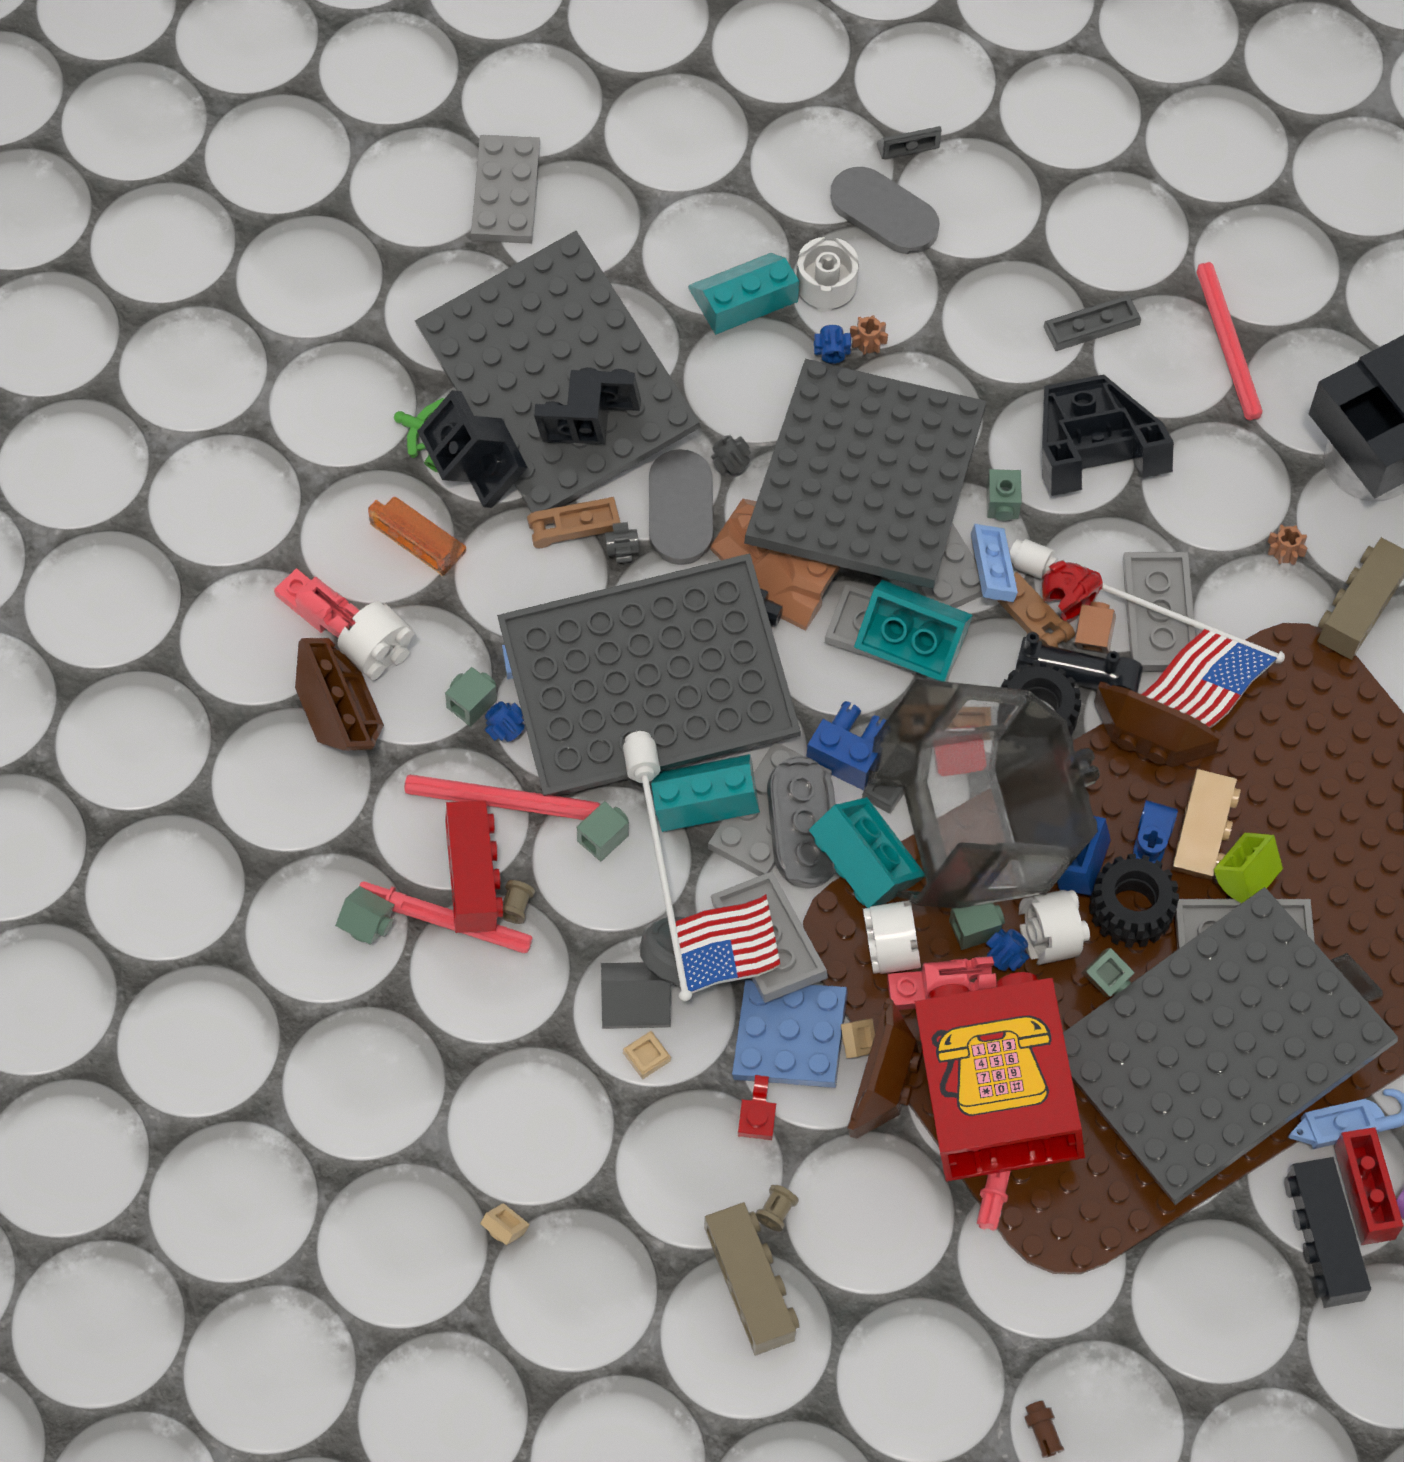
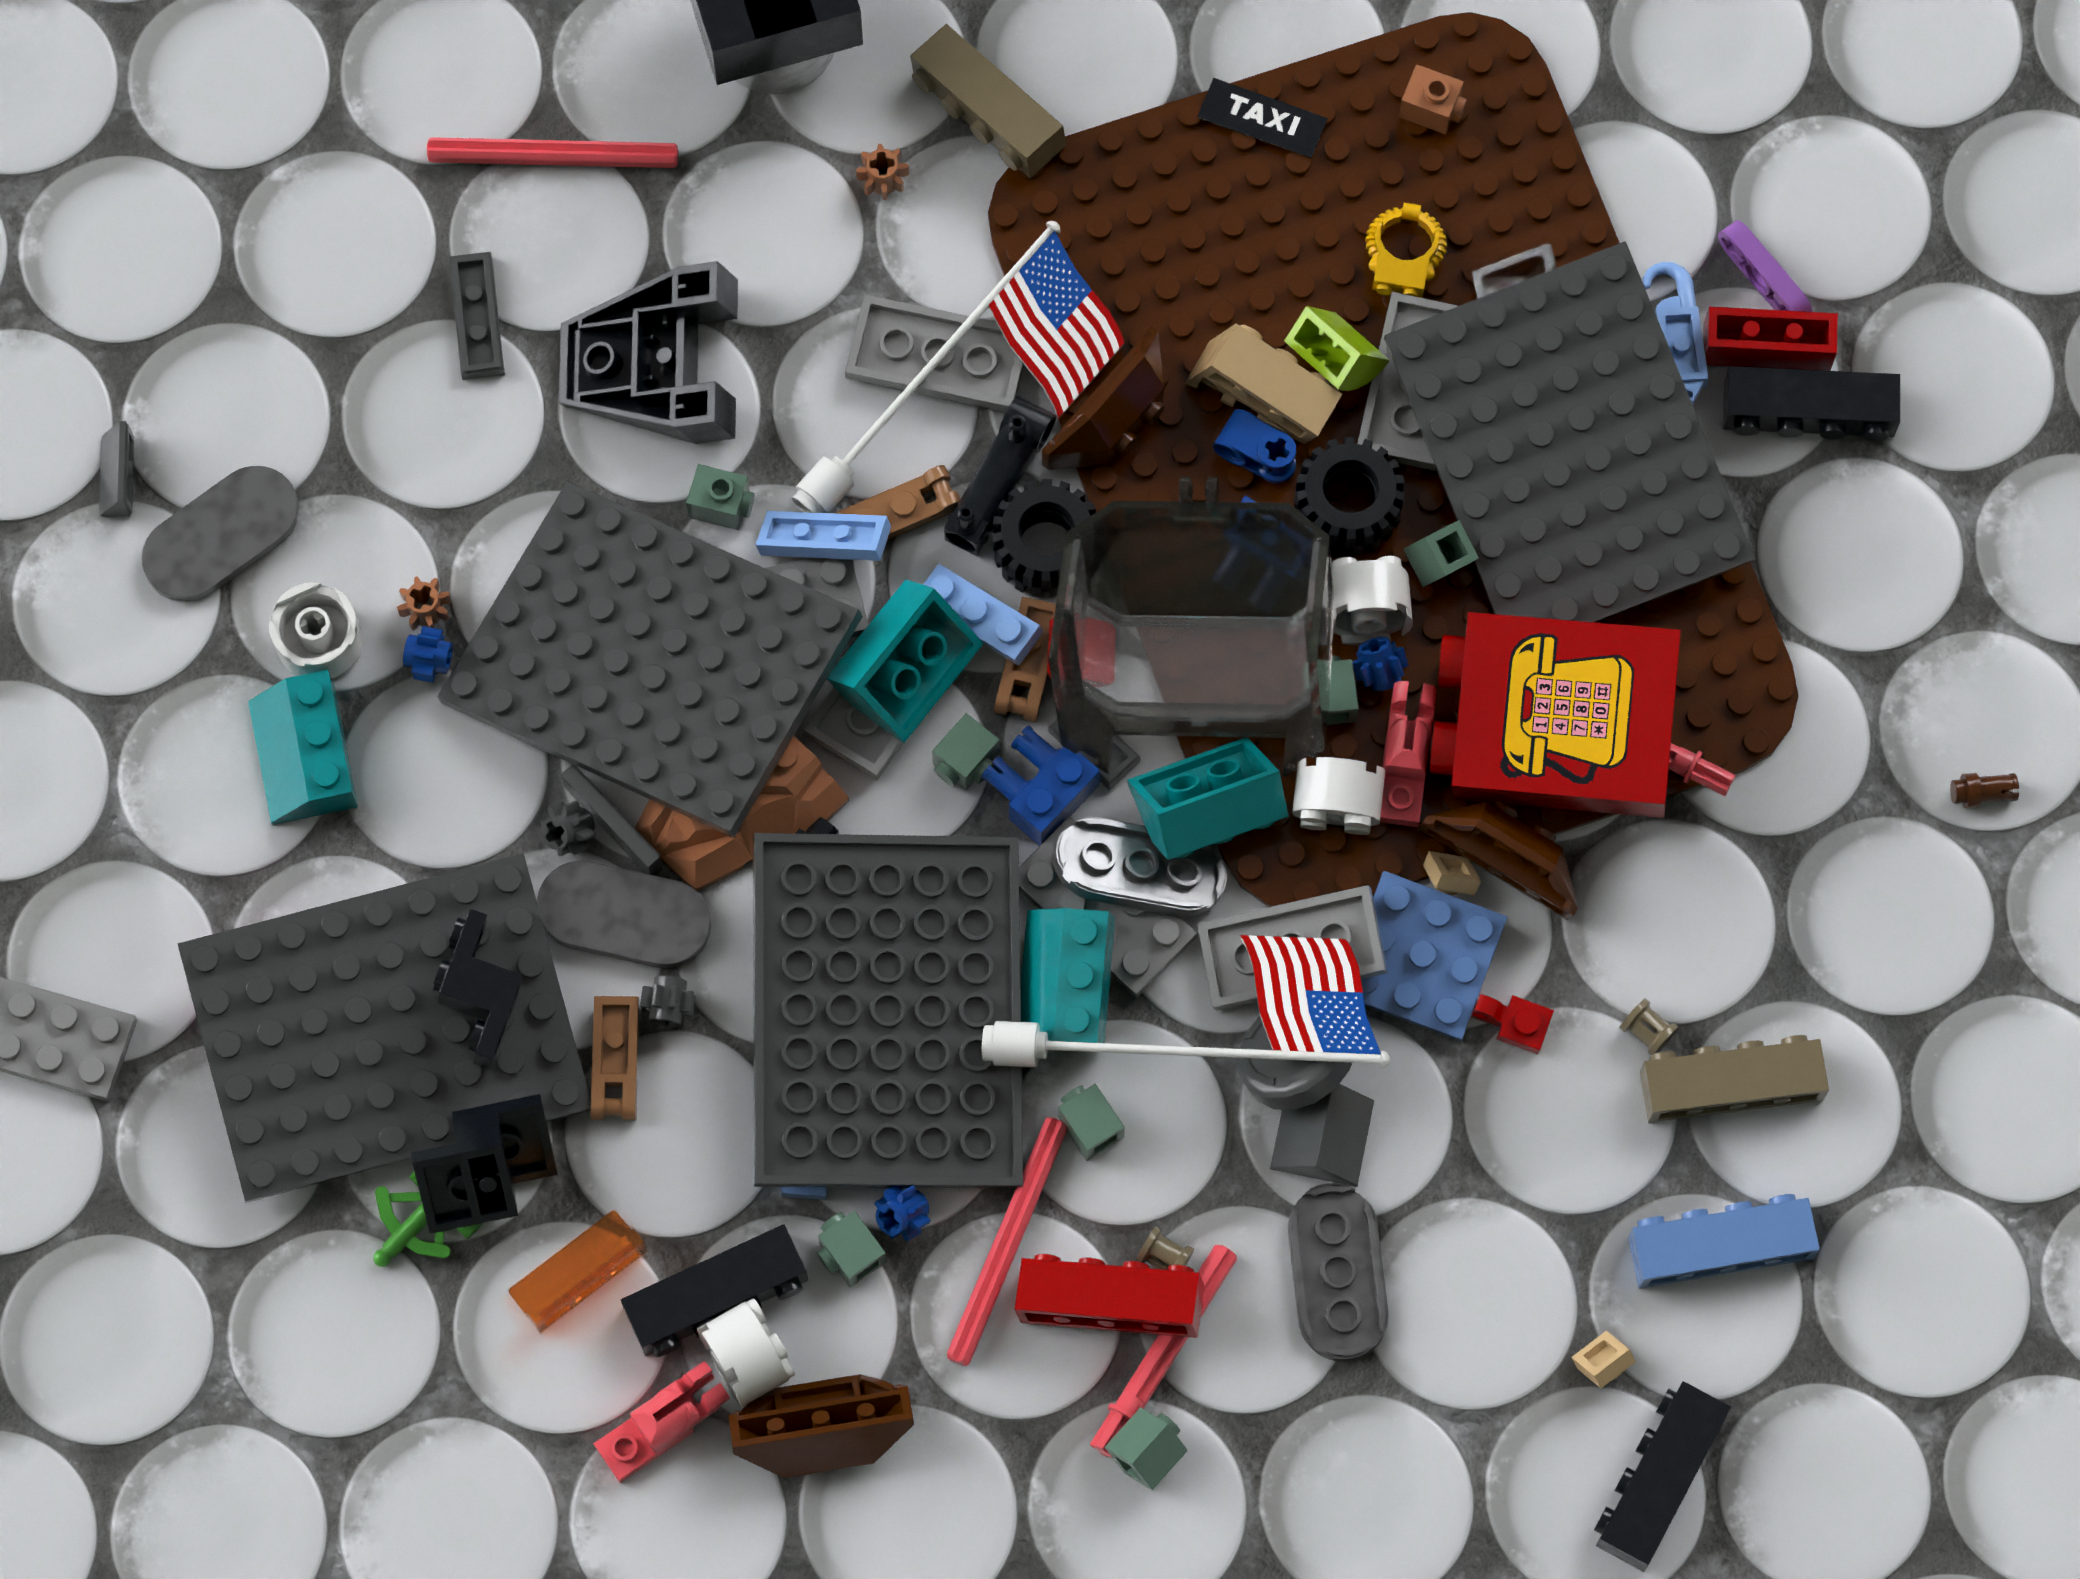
camera: 75 degrees left, 10 degrees up
(423, 1284) = (1662, 1476): none -> black brick
(435, 631) = (691, 1298): none -> black brick
(531, 1026) = (1337, 1272): none -> flat silver tile
(618, 1295) = (1723, 1241): none -> medium blue brick
(646, 1055) = (1408, 1138): tan tile -> none
(743, 481) = (612, 820): none -> dark grey tile
(859, 688) = (965, 753): none -> sand green brick
(973, 661) = (990, 619): none -> light blue plate
(1072, 586) = (892, 443): red helmet -> none
(1095, 627) = (949, 436): nougat brick -> none
(1327, 909) = (1404, 275): none -> yellow piece

